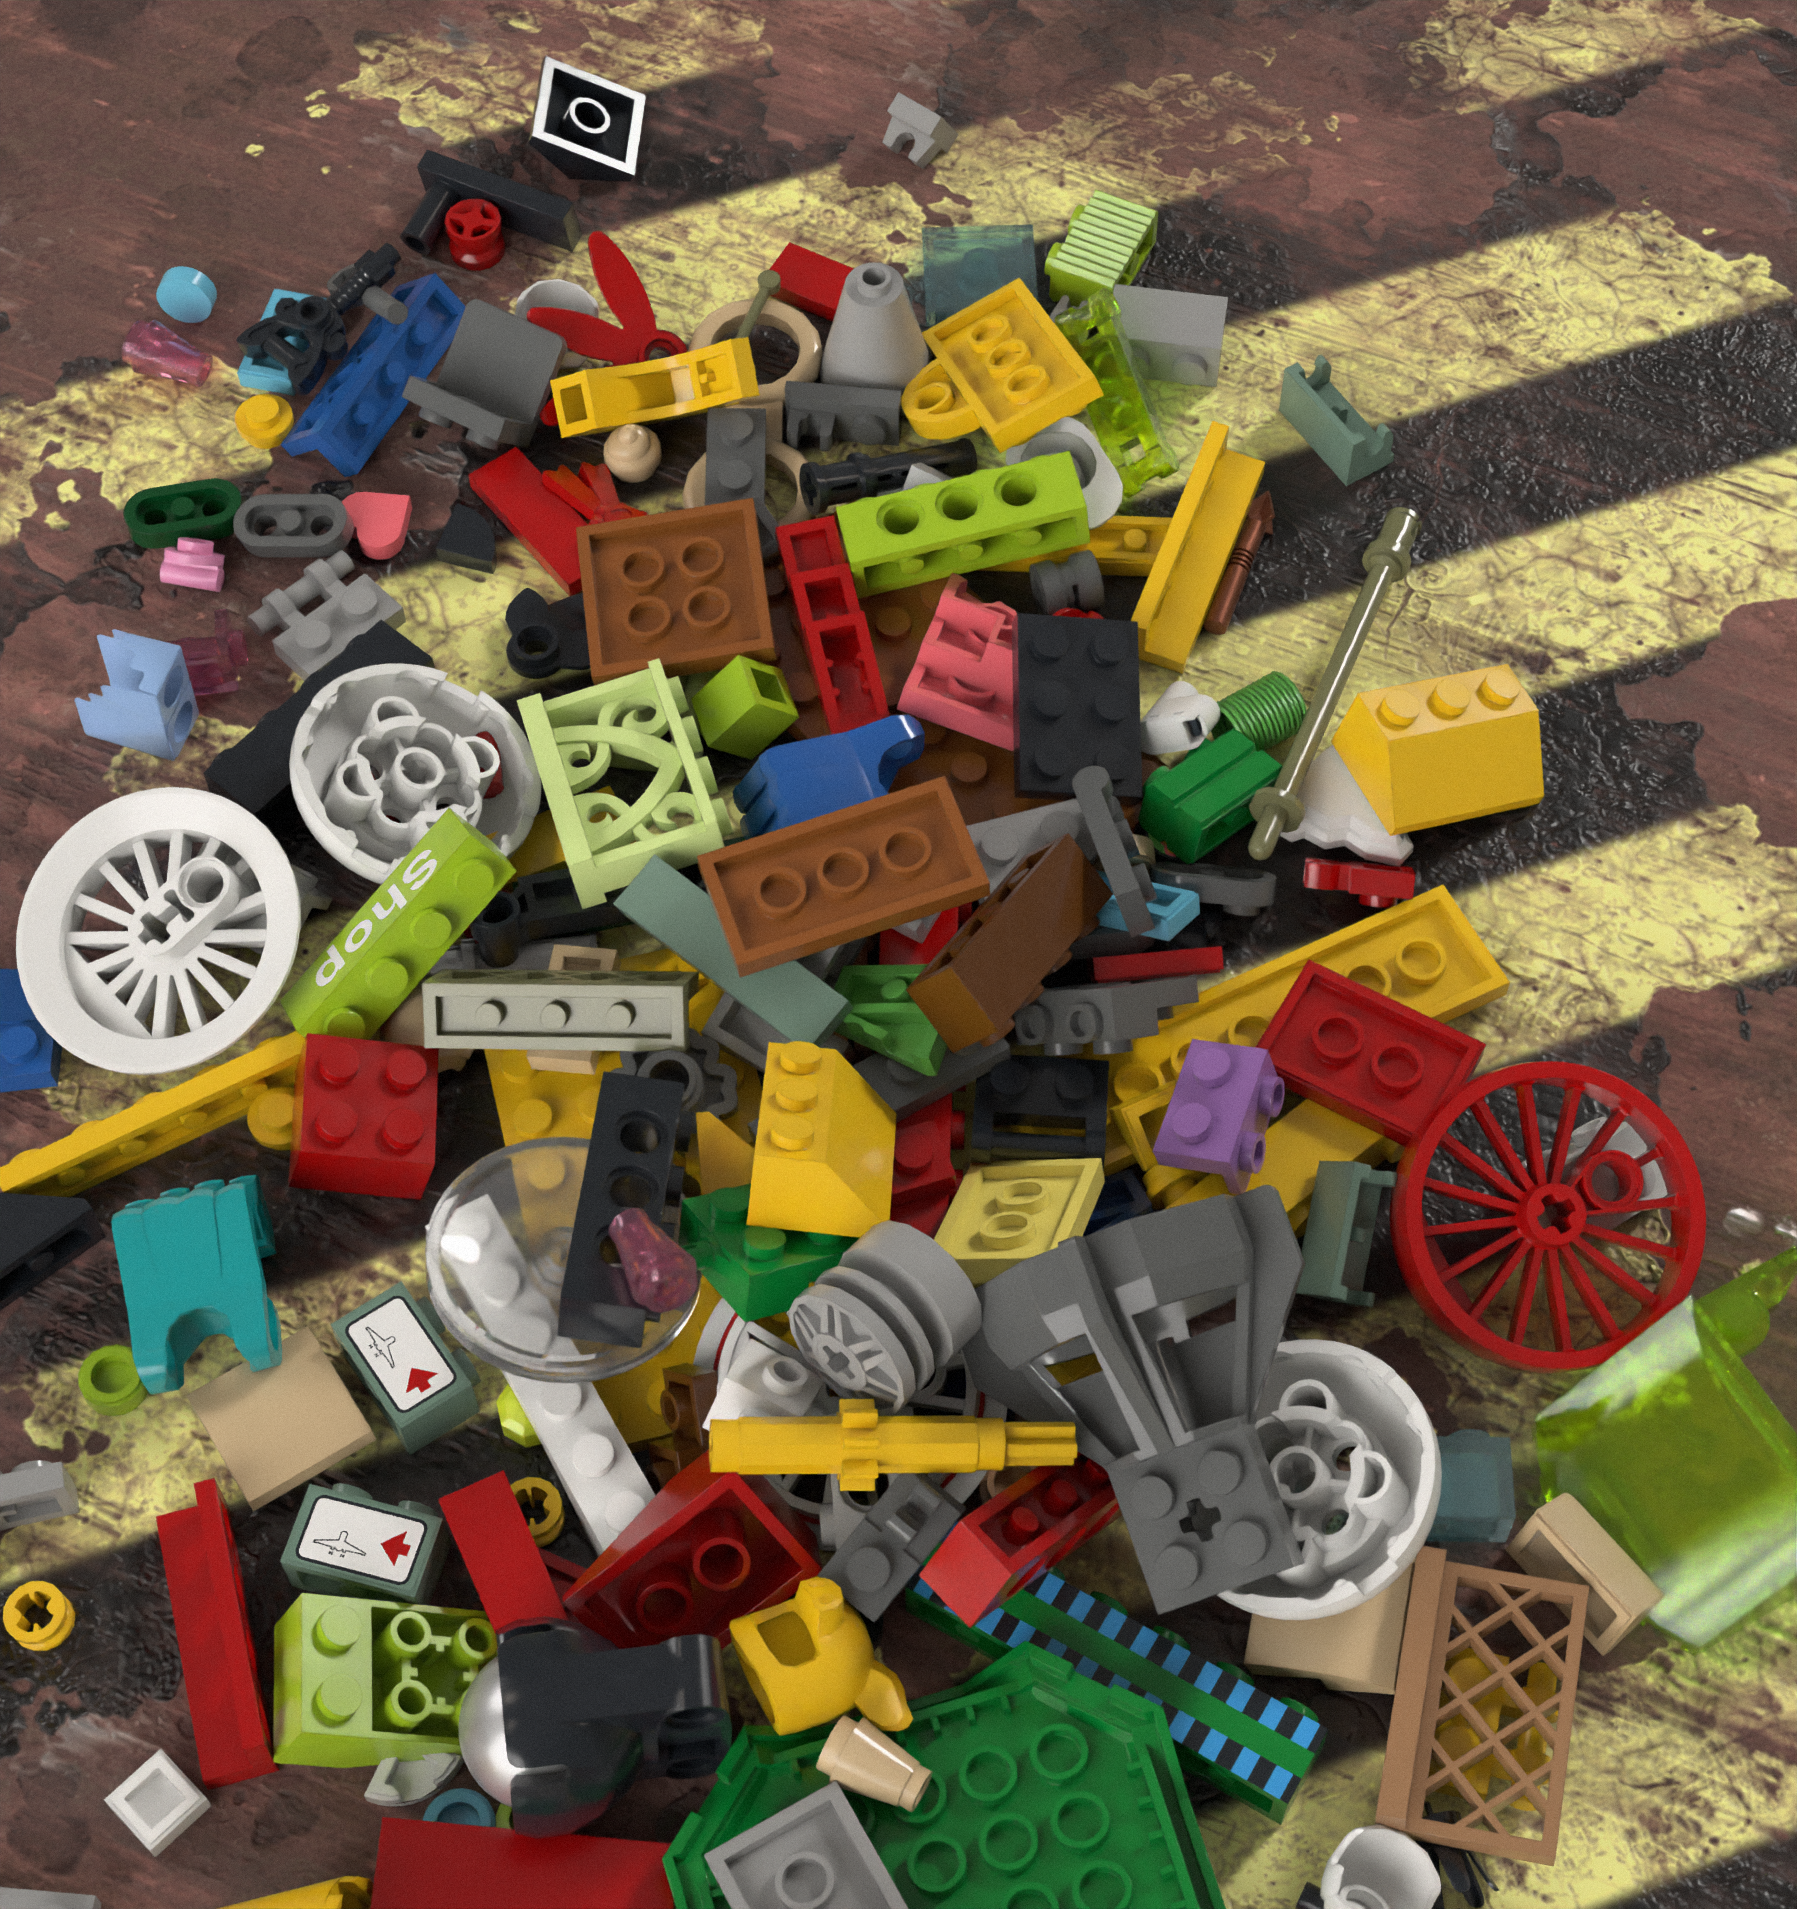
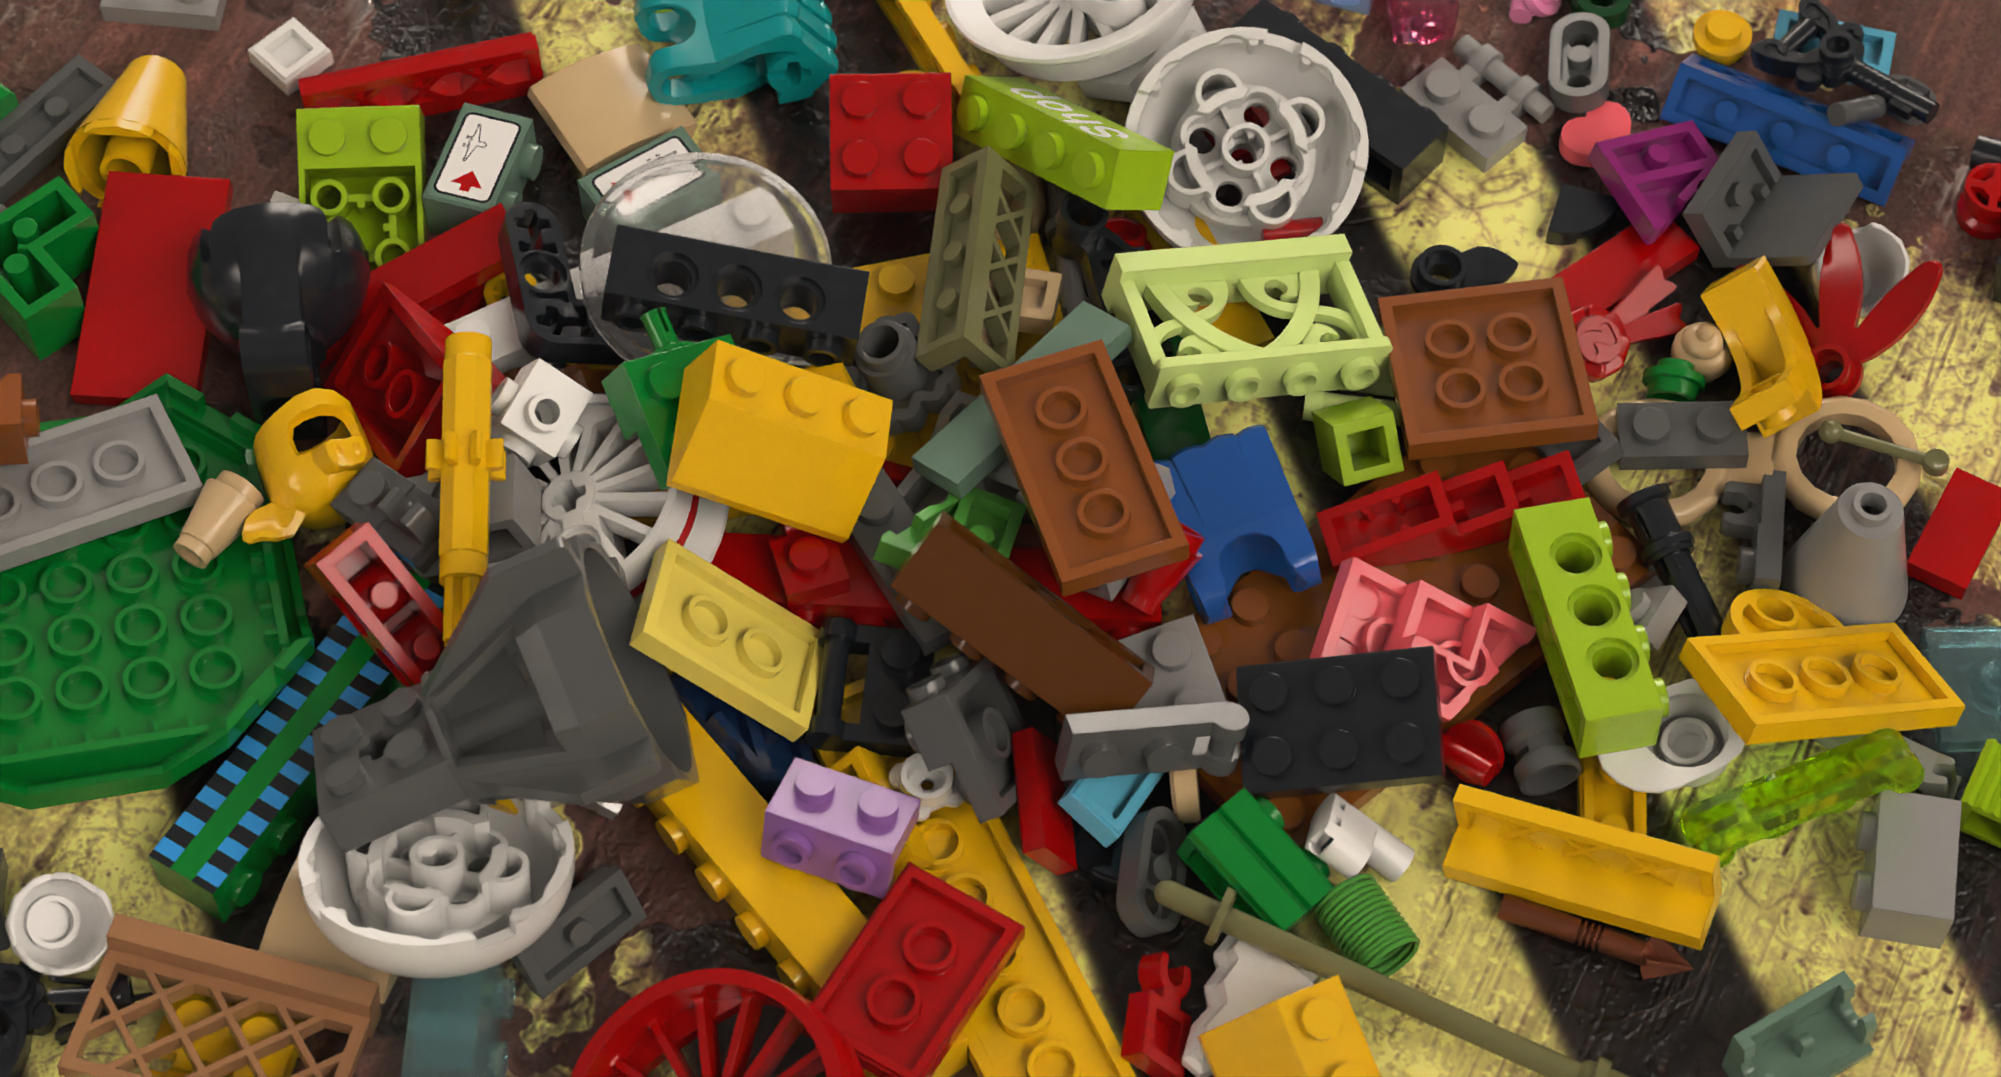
camera: 90 degrees right, 0 degrees up
(438, 468) = (1654, 173): none -> magenta wing
(605, 1436) = (552, 310): none -> black beam
(655, 1265) = (639, 285): clear pink cone -> none
(671, 472) = (1673, 380): none -> green plate
(886, 1316) = (577, 470): light grey wheel -> none
(1142, 1077) = (913, 772): none -> white plate
(1341, 1231) = (708, 944): sand green hinge -> none

